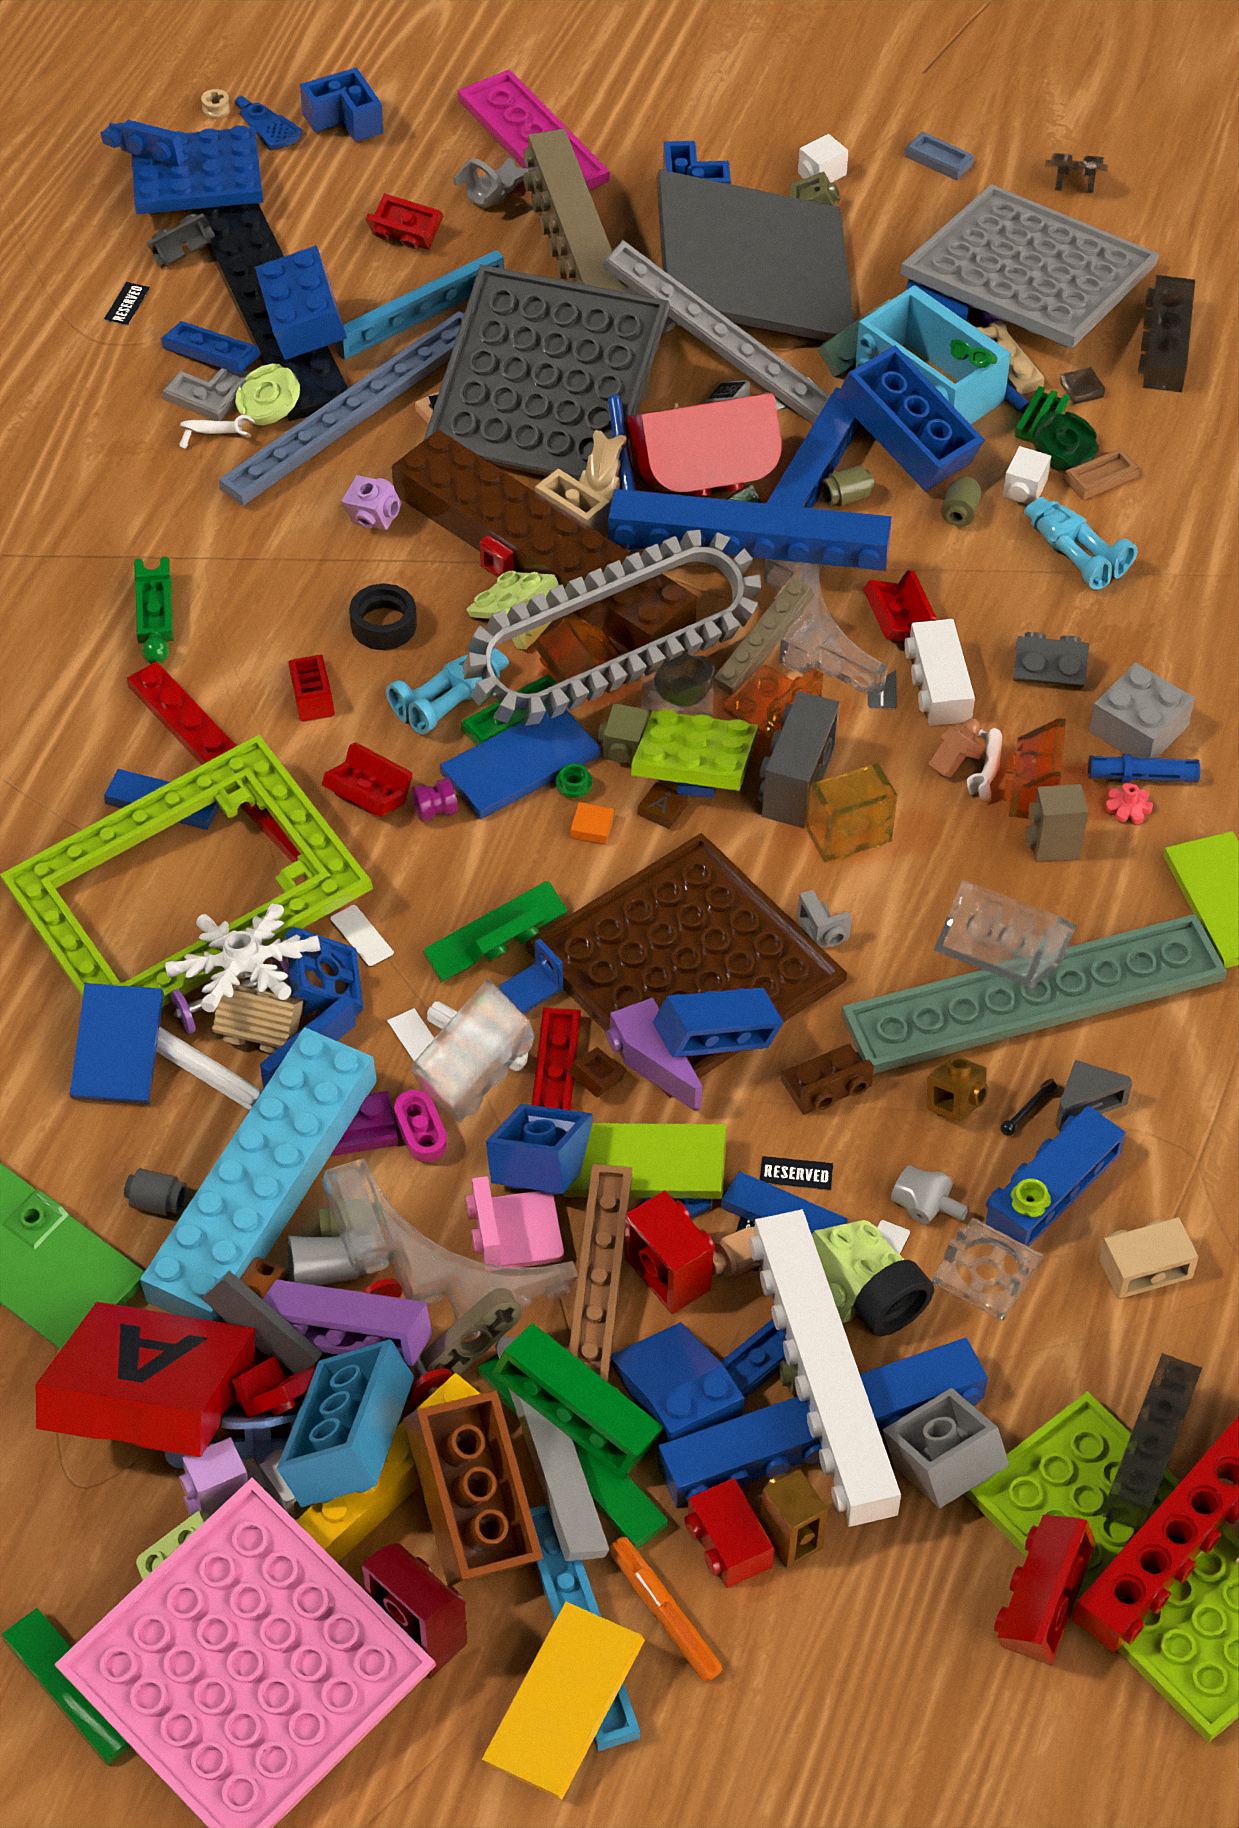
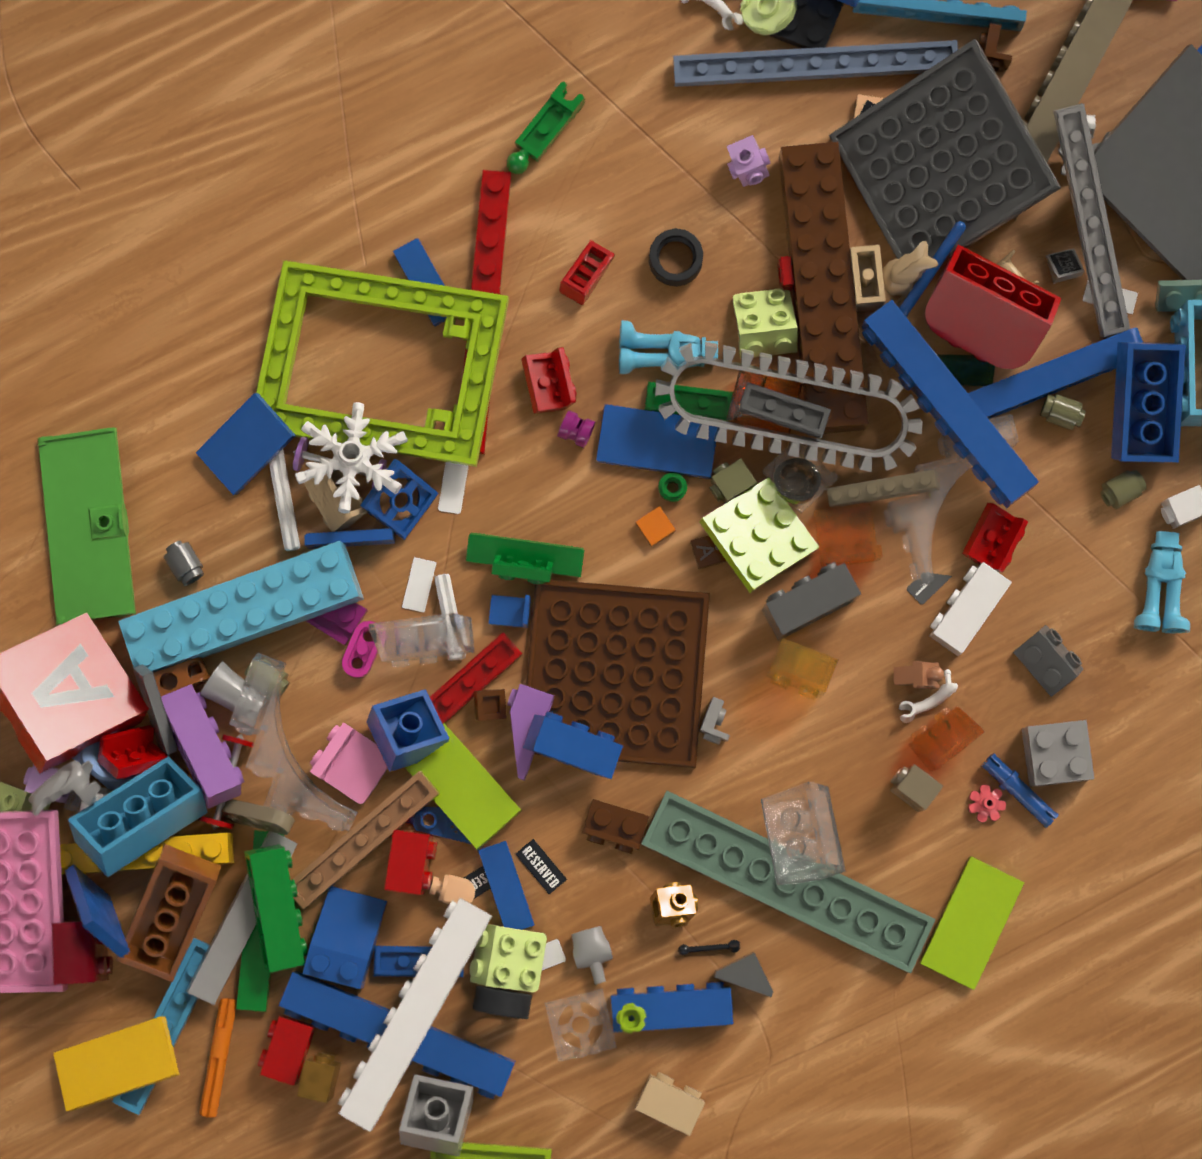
camera: 45 degrees right, 30 degrees up
(239, 1434) = (68, 778): none -> light grey hair
(404, 1525) = (97, 911): none -> blue tile
(613, 630) = (784, 410): none -> dark grey tile

